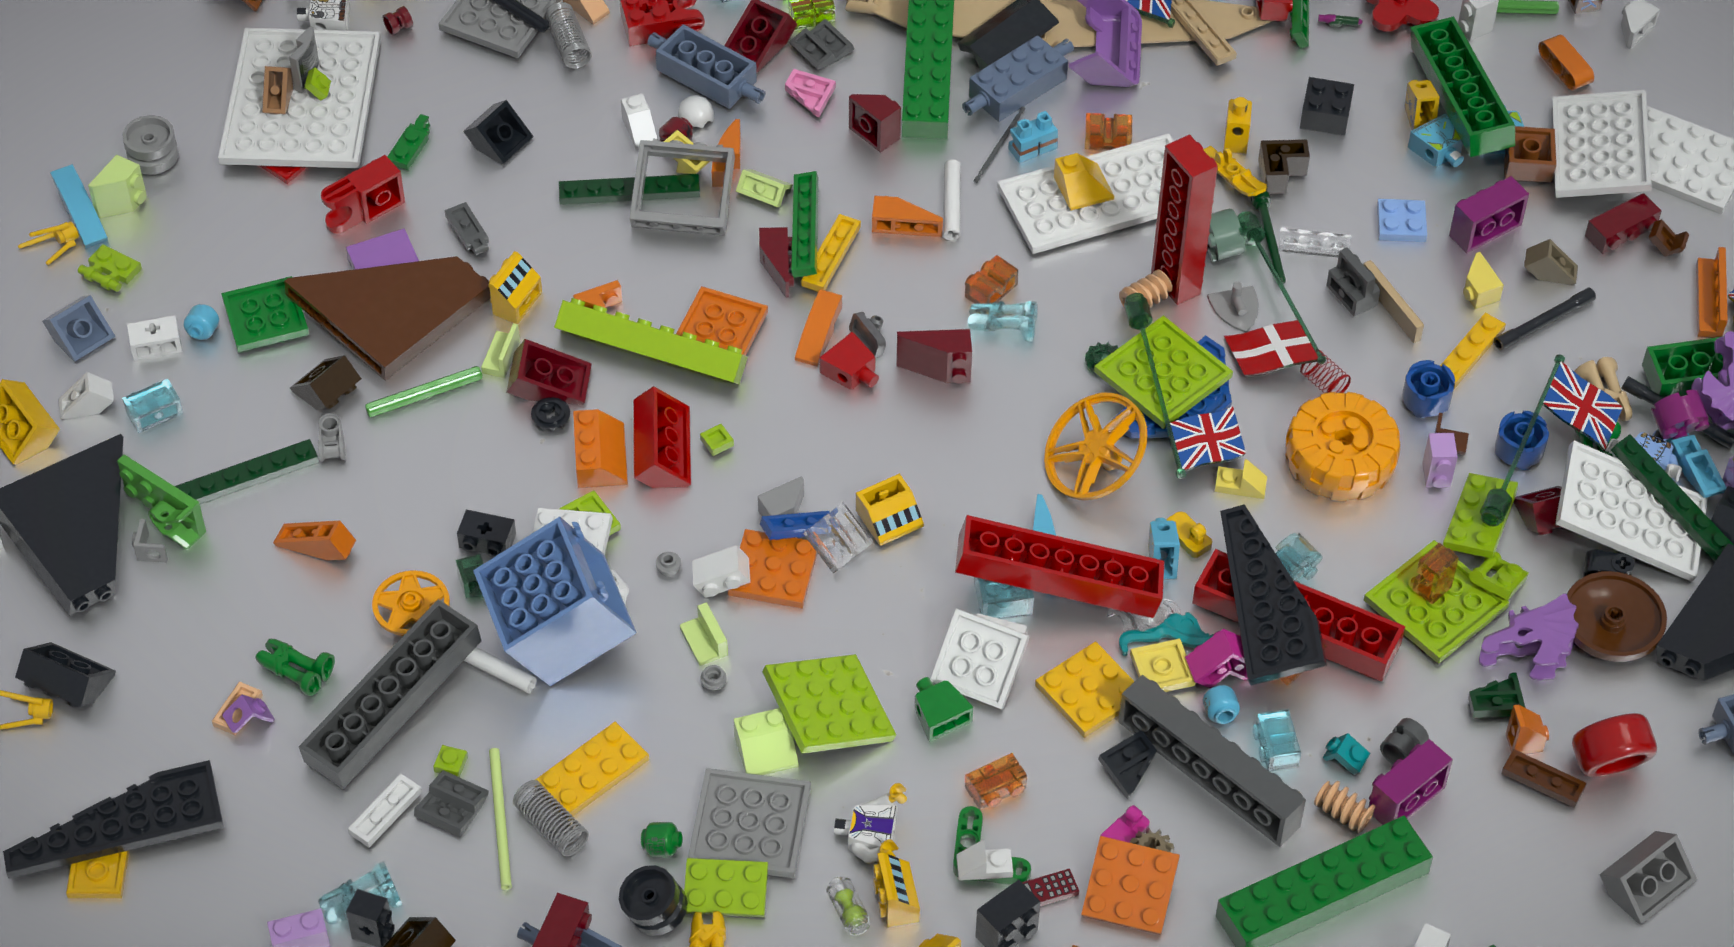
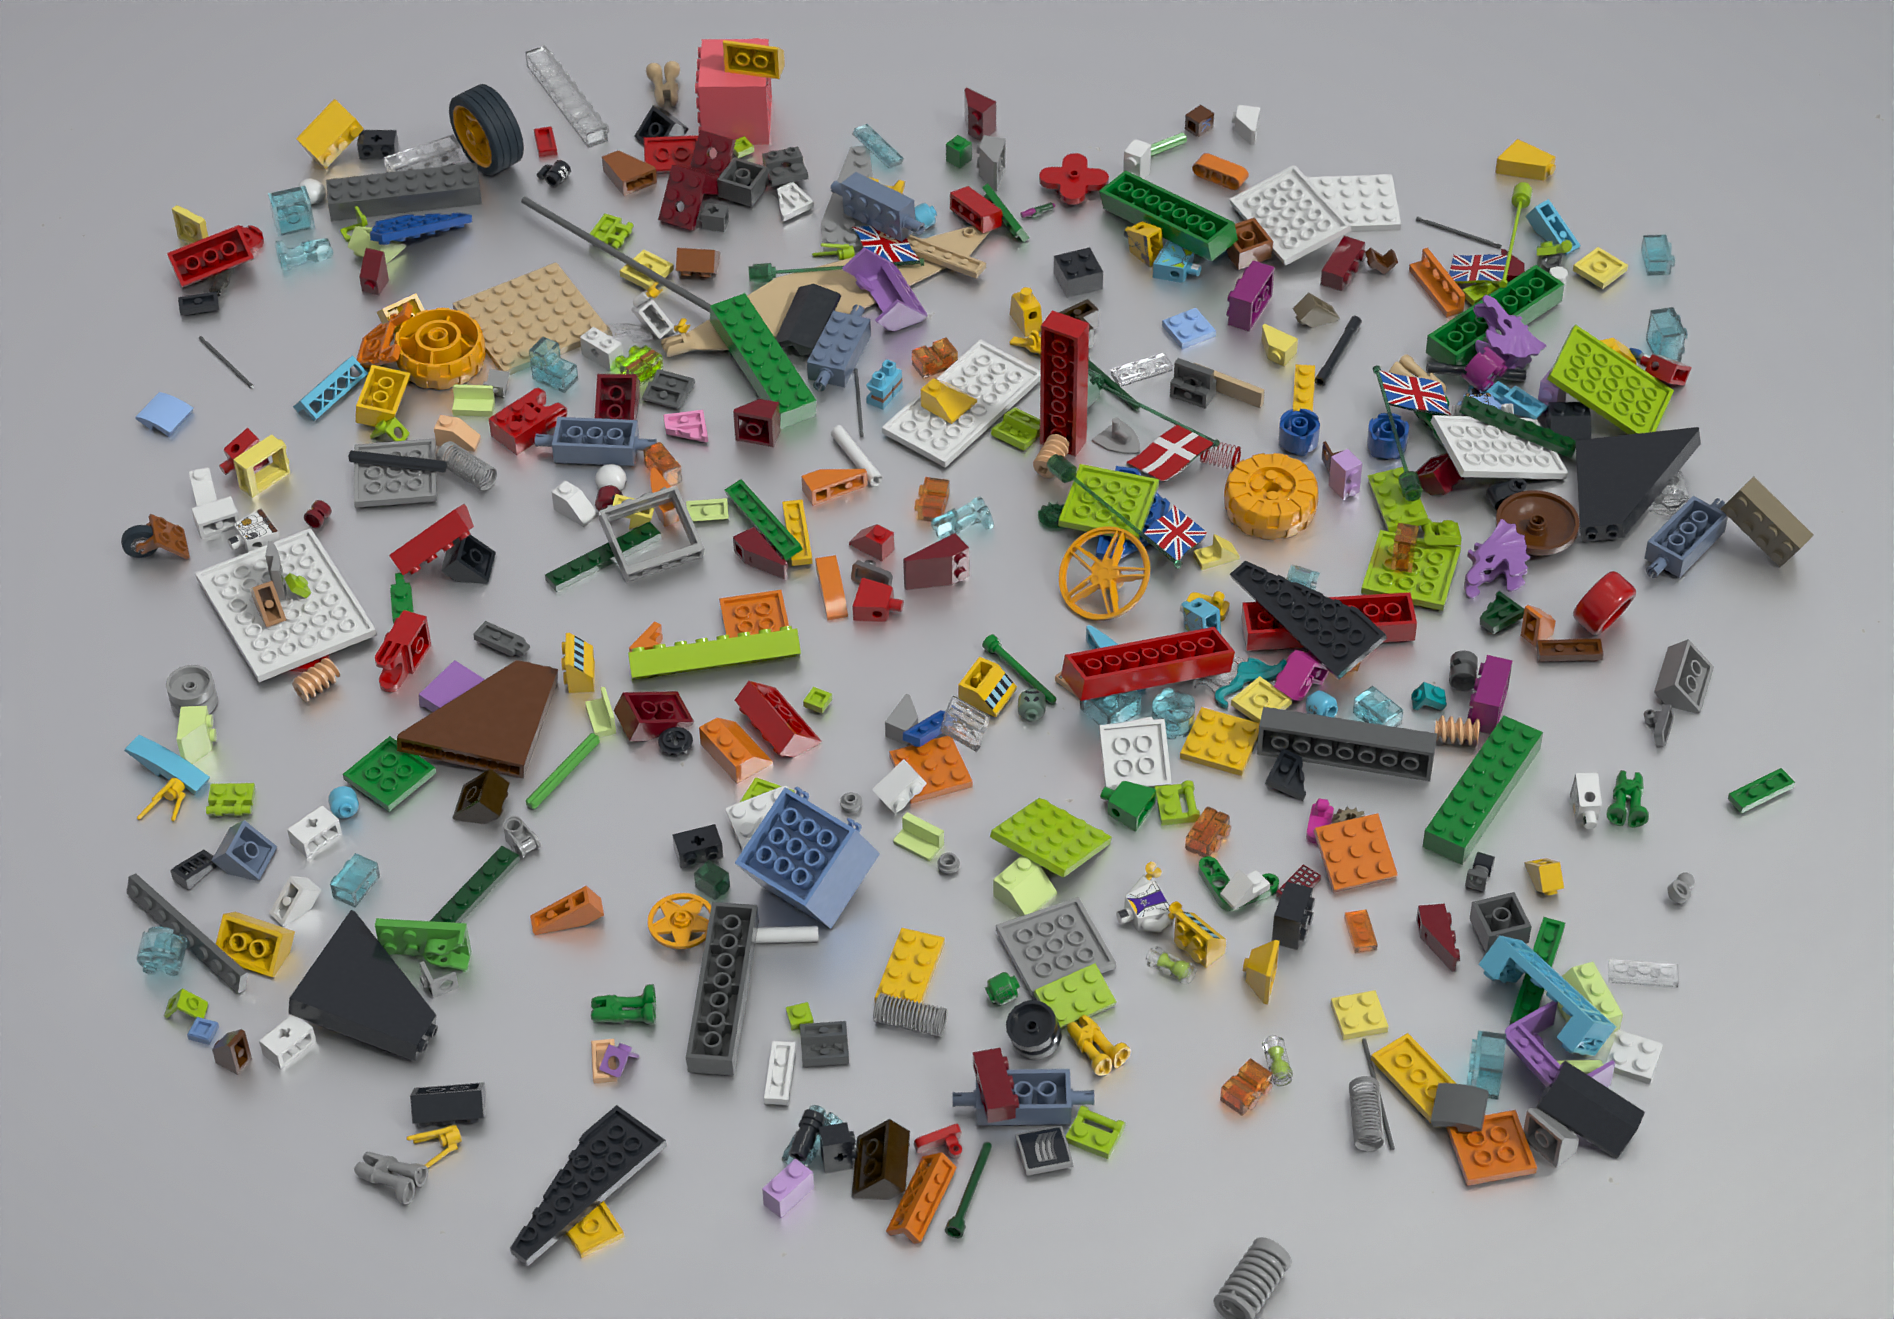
camera: 30 degrees left, 5 degrees down
(14, 320) = (188, 881): none -> black slope
(268, 187) = (314, 678): none -> light nougat piece
(342, 893) = (806, 1135): none -> black axle
(470, 96) = (432, 540): none -> red slope
(500, 819) = (869, 1036): yellowish green piece -> none
(752, 121) = (664, 462): none -> clear orange brick
(899, 301) = (875, 542): none -> red slope
(923, 550) = (1031, 704): none -> sand green head
(934, 468) = (993, 645): none -> green piece
(984, 729) = (1170, 806): none -> lime plate
(1057, 633) = (1177, 710): none -> clear light blue brick
(1134, 247) = (1018, 429): none -> lime slope
(1584, 916) = (1663, 720): none -> flat silver piece

